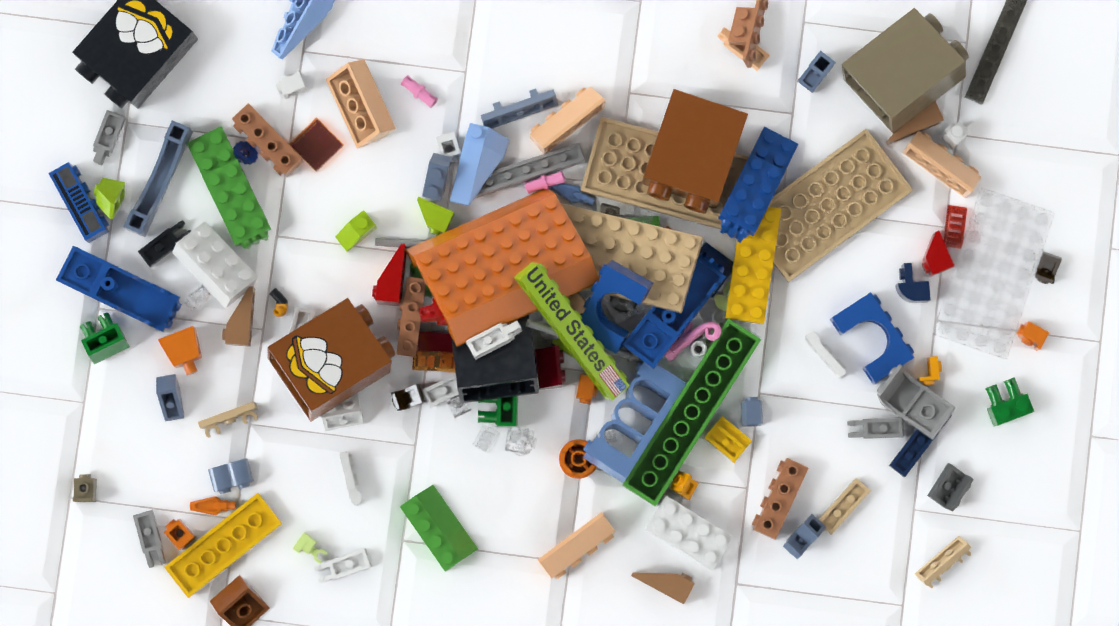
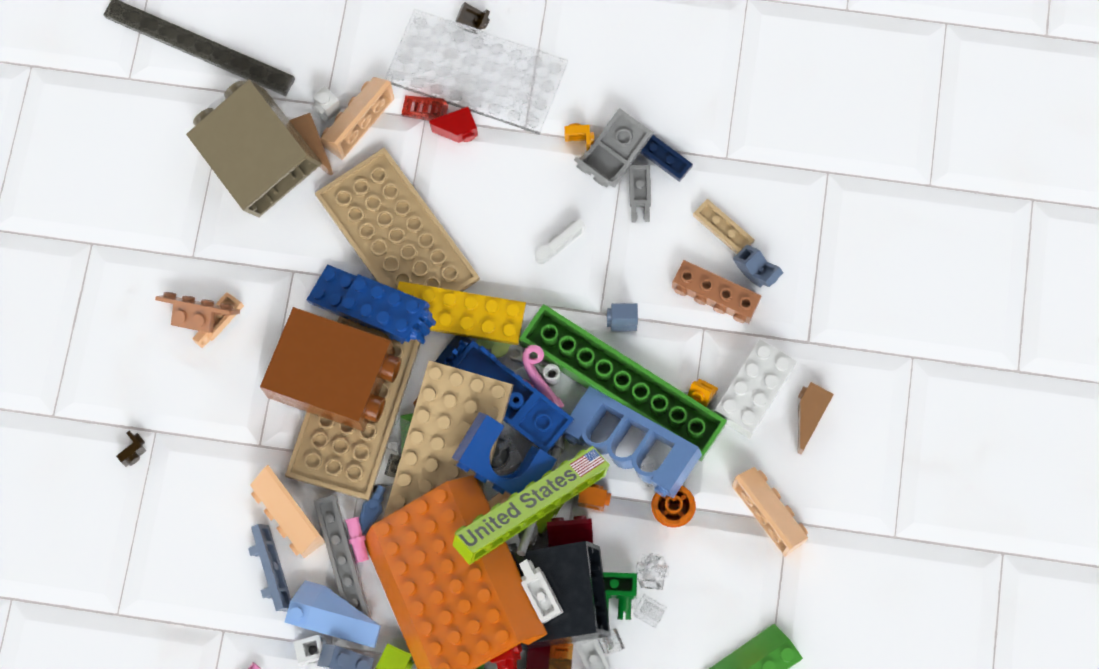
camera: 85 degrees left, 10 degrees down
(728, 439) = (651, 345): yellow plate -> none
(816, 71) = (247, 241): sand blue brick -> none
(869, 310) = (557, 169): blue arch -> none
(912, 291) = (492, 153): dark blue brick -> none
(943, 561) = (781, 128): tan plate -> none
(950, 487) = (704, 118): dark grey bracket -> none
(1005, 411) = (622, 59): green brick -> none
(1032, 335) = (543, 34): orange brick -> none

